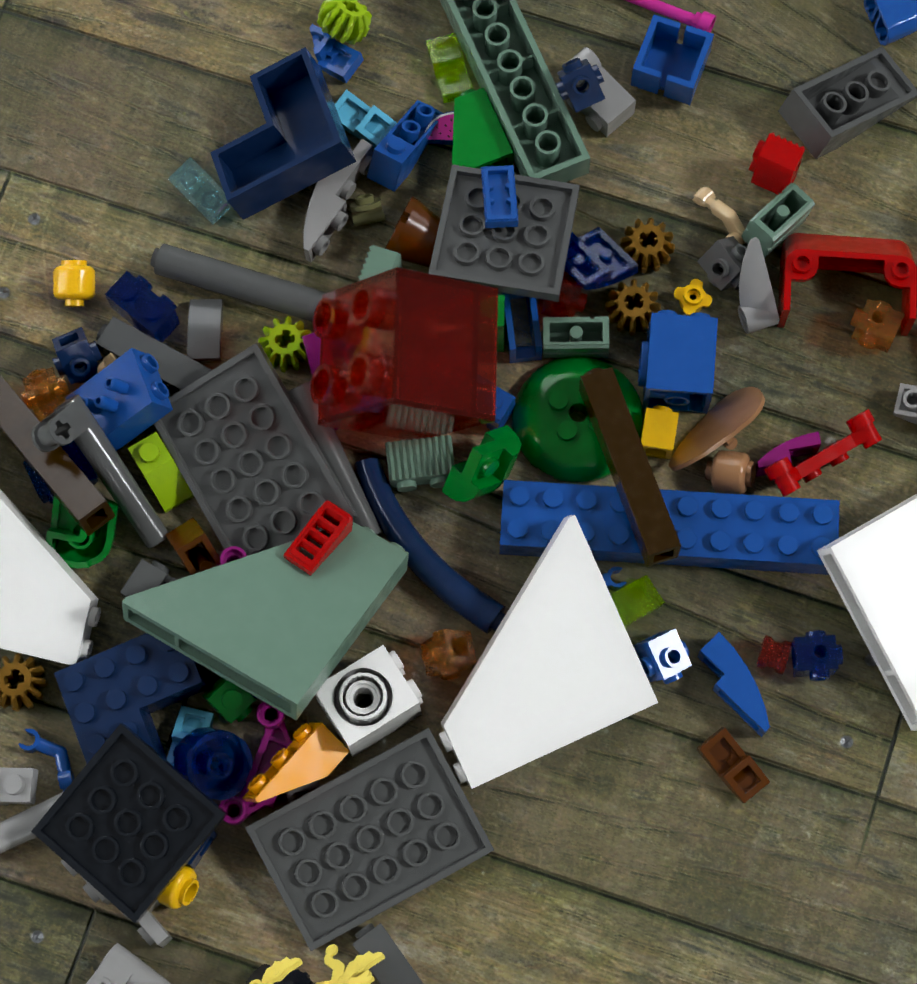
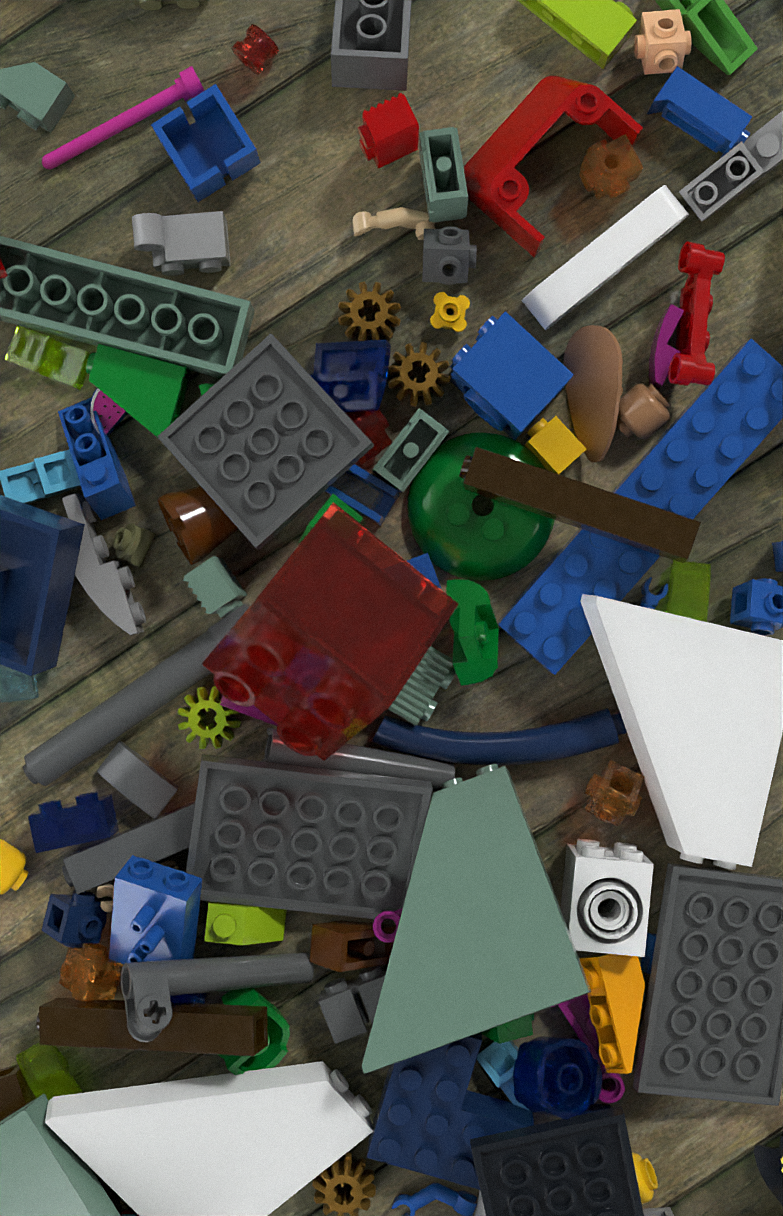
camera: 55 degrees left, 15 degrees up
(330, 519) = (415, 829): red slope -> none
(499, 196) = (228, 420): blue plate -> none
(588, 91) = (171, 252): dark blue brick -> none
(756, 295) = (495, 251): light grey piece -> none
(760, 46) = (255, 49): none -> clear red wheel
(815, 369) = (605, 257): none -> white beam

